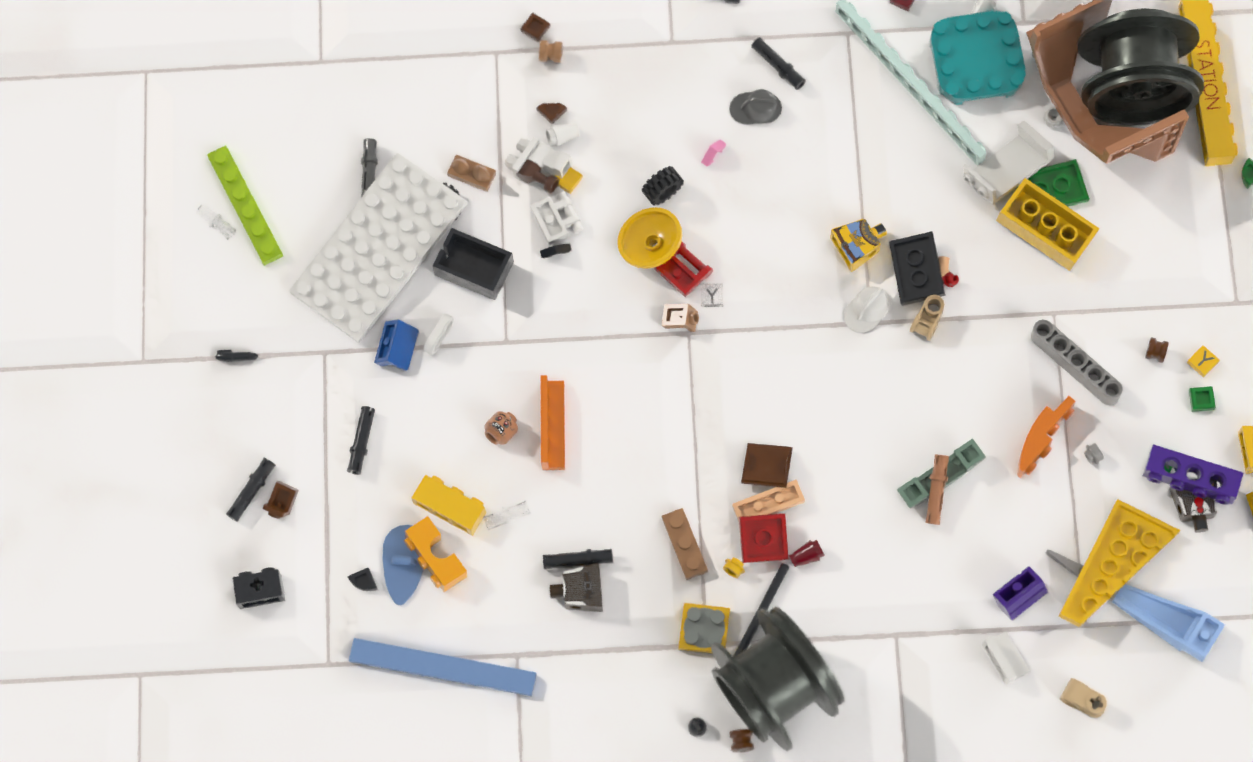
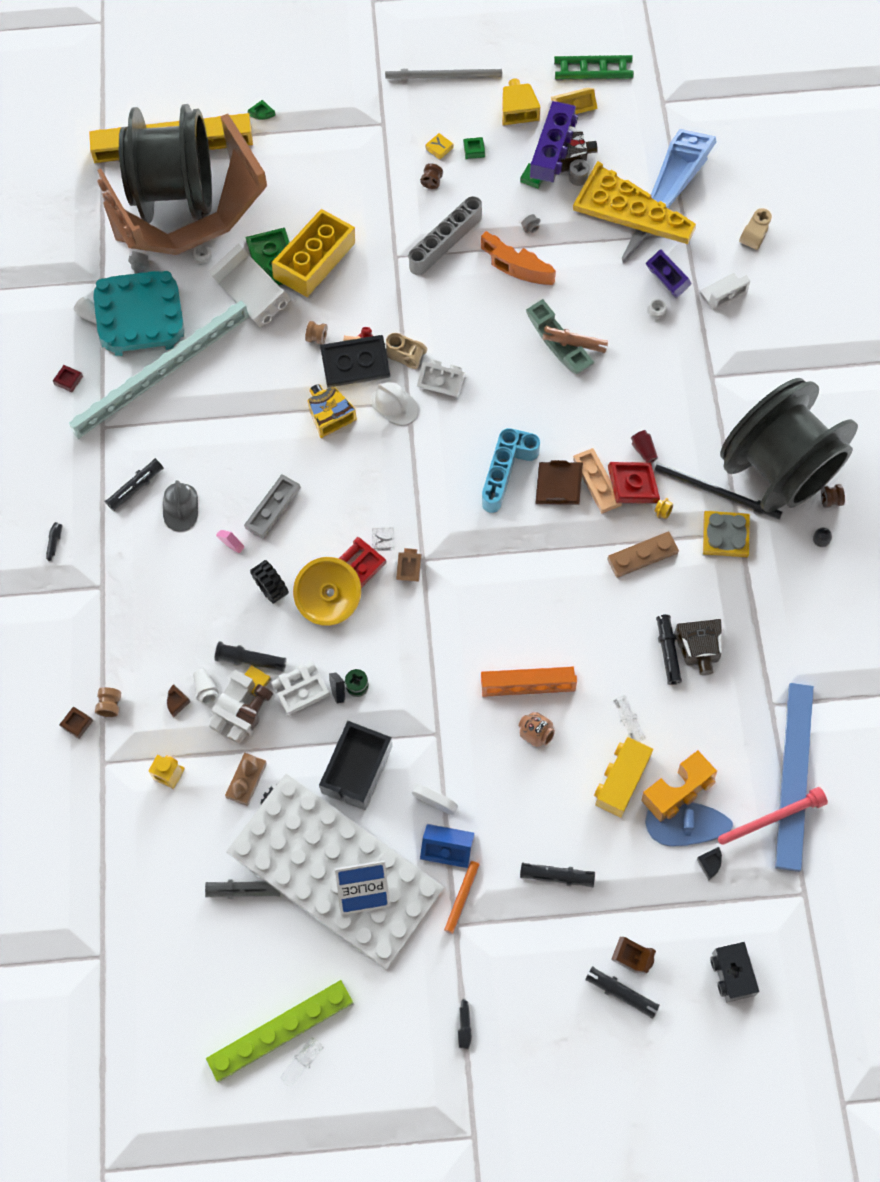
camera: 95 degrees left, 5 degrees down
(353, 264) = (362, 887): none -> piece
(353, 359) = (461, 897): none -> orange bar
(414, 679) = (815, 798): none -> coral piece
(481, 103) = (166, 770): none -> yellow brick
(558, 273) = (357, 688): none -> dark green wheel
(591, 163) = (239, 655): none -> black pin
(749, 190) = (272, 506): none -> light grey plate
(781, 412) = (503, 469): none -> medium azure beam
(895, 353) = (440, 378): none -> white bracket
(951, 229) = (316, 332): none -> medium nougat wheel
(984, 577) = (657, 304): none -> white plate
(1163, 513) = (580, 177): none -> light grey wheel

